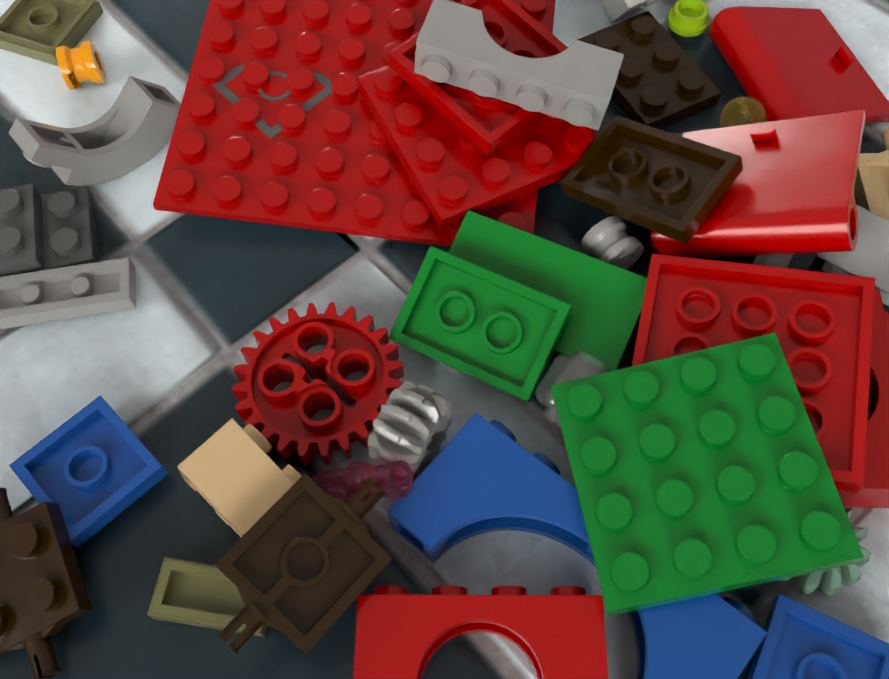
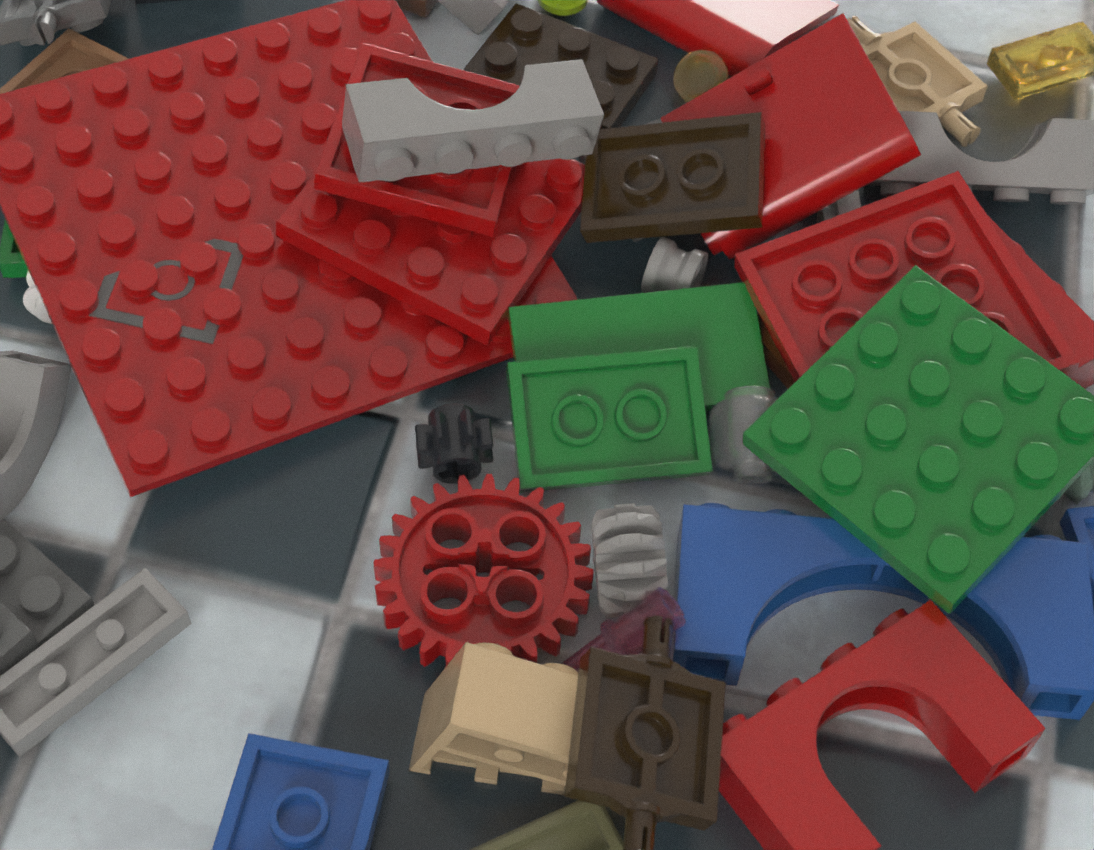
camera: 40 degrees left, 5 degrees down
(368, 283) = (454, 443): none -> black gear

